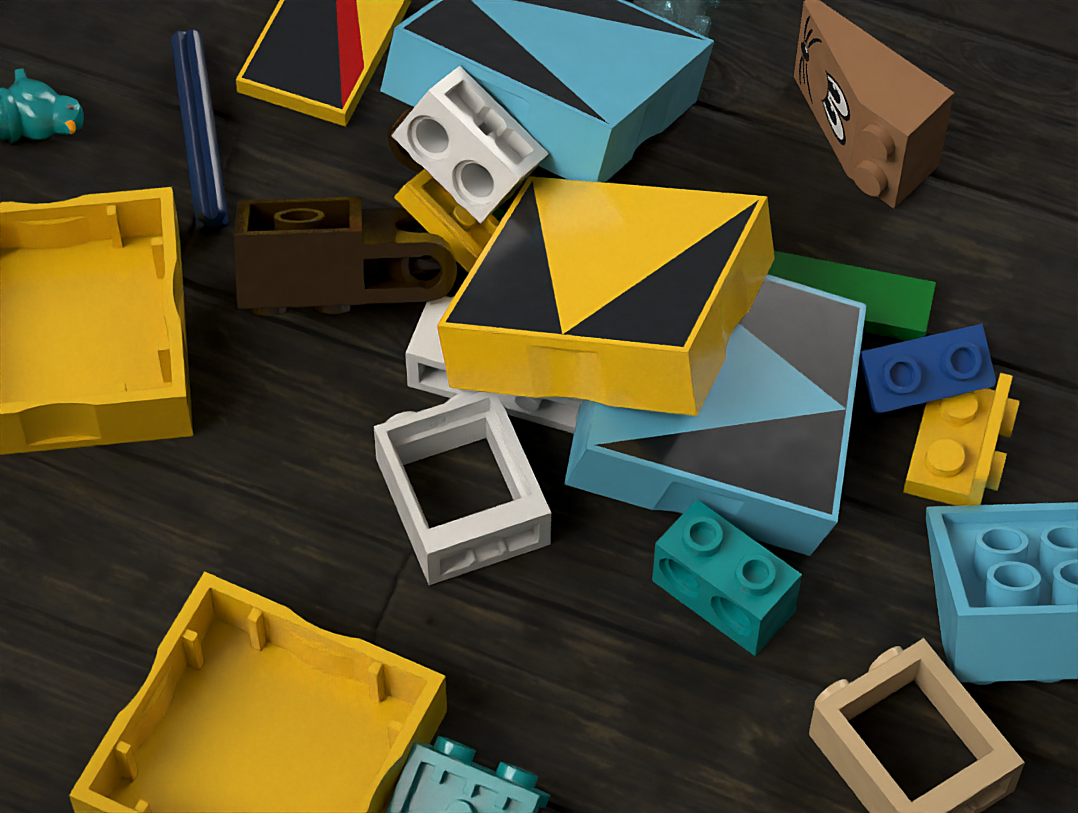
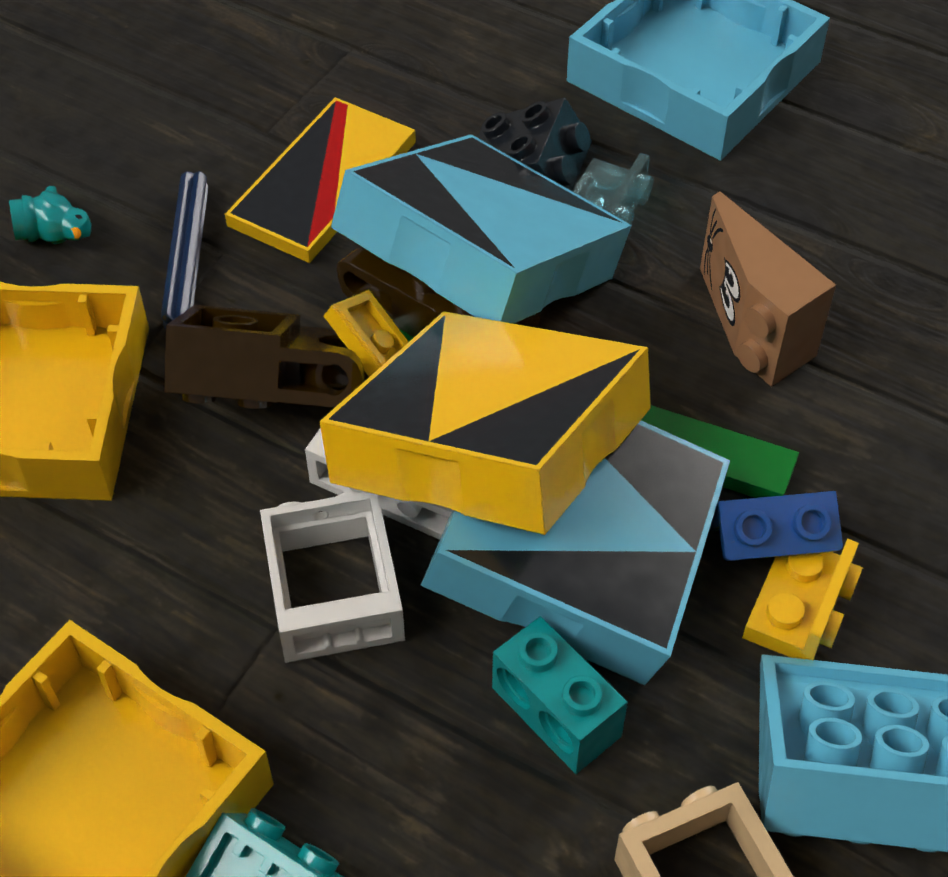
camera: 10 degrees right, 5 degrees down
(469, 144) = (393, 275): white brick -> none

